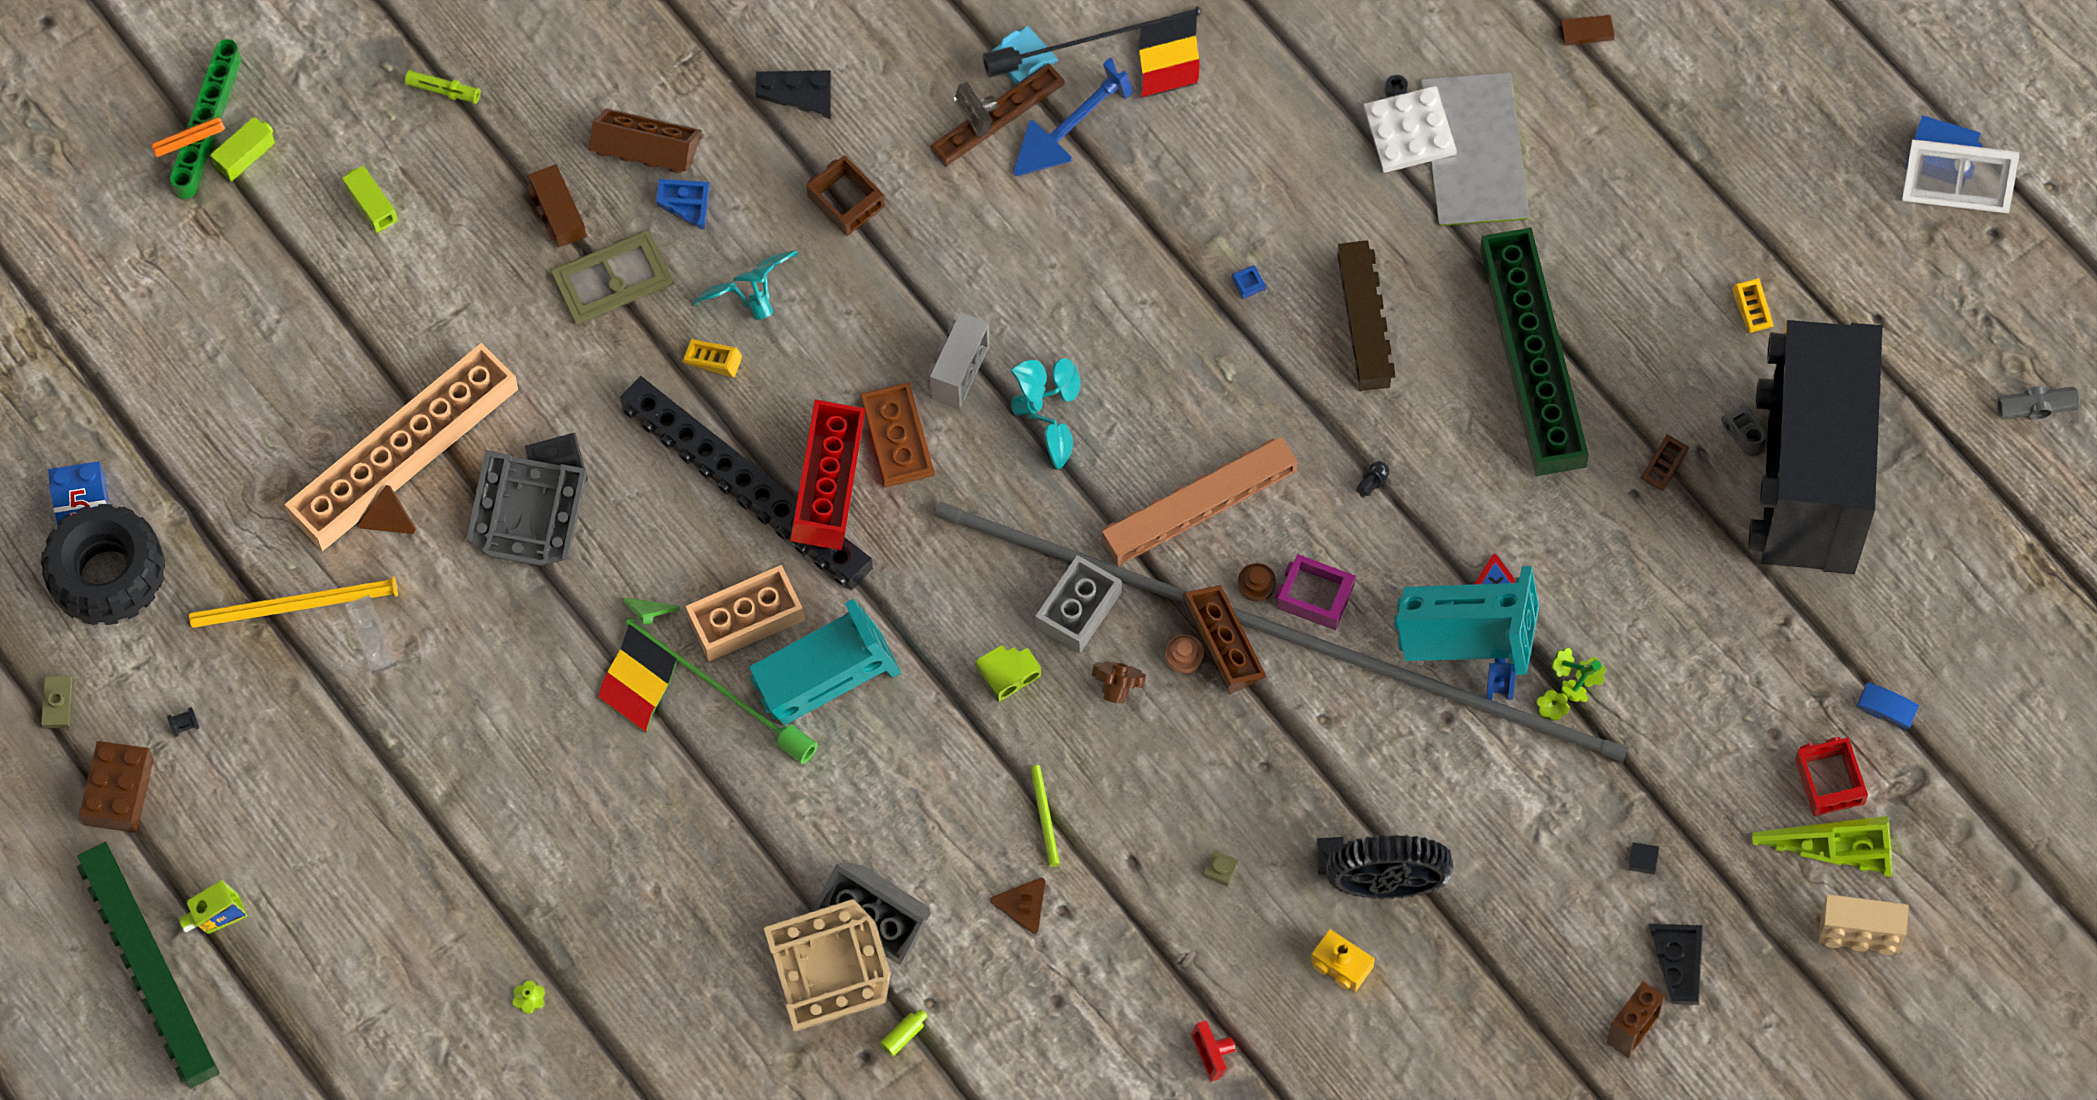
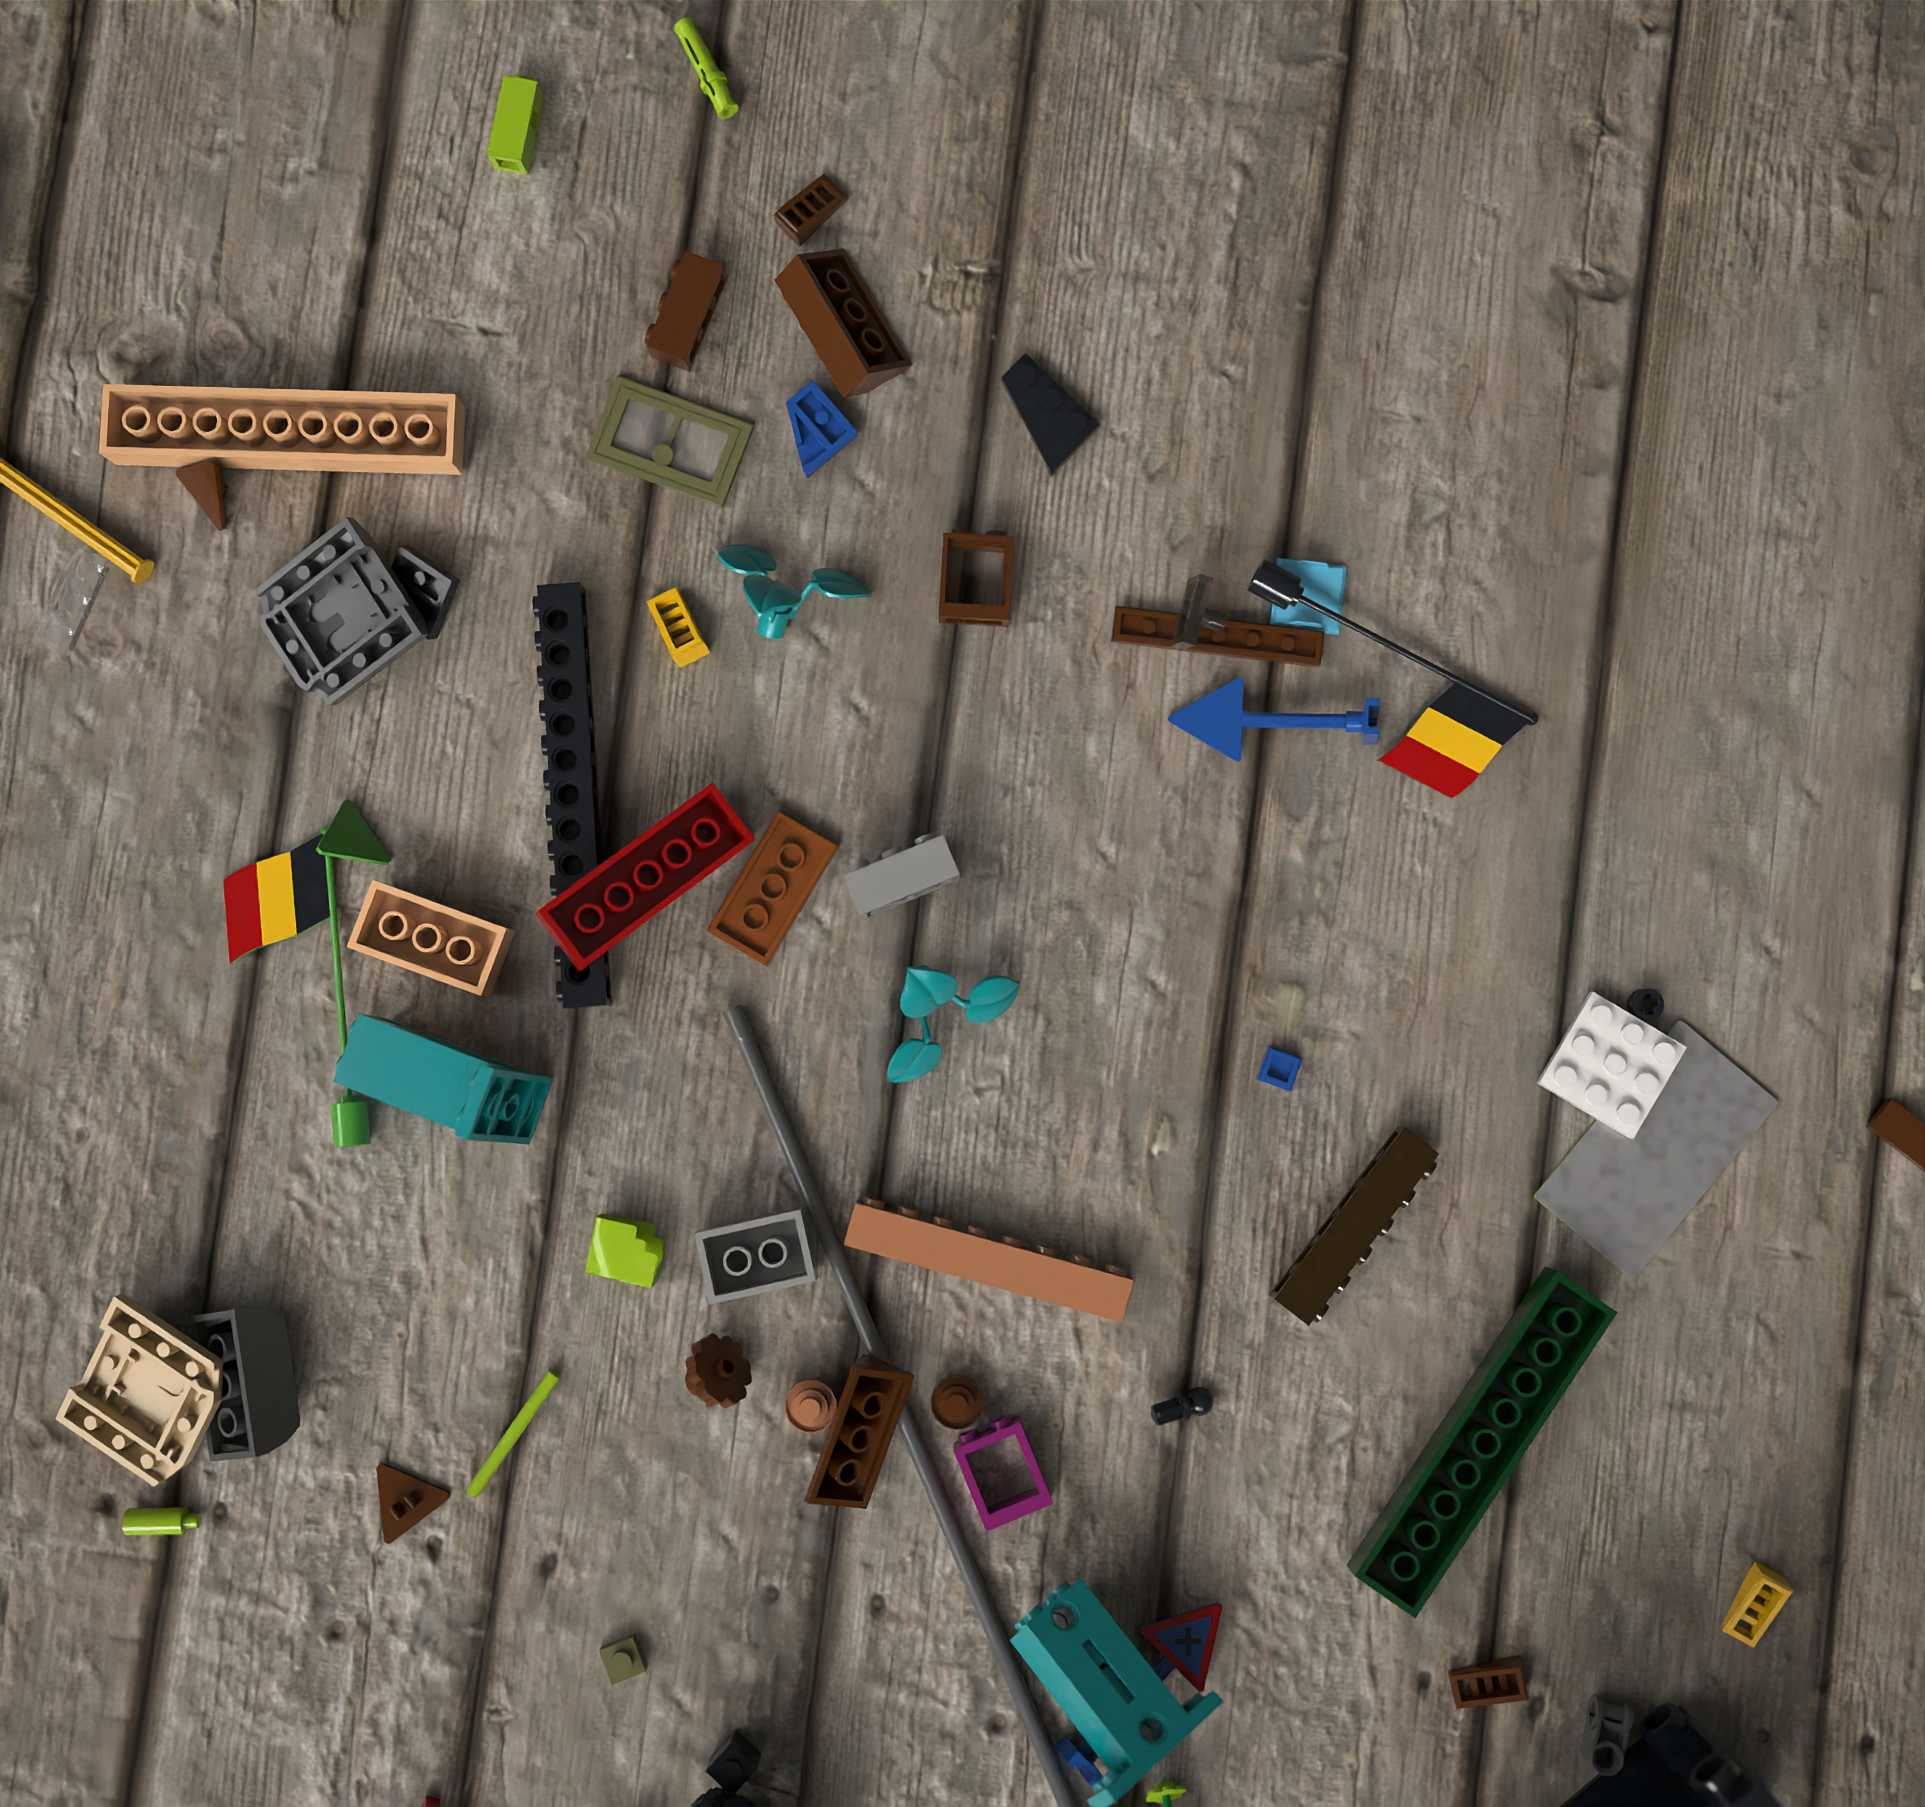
camera: 45 degrees right, 20 degrees up
(569, 120) = (802, 233): none -> reddish brown slope

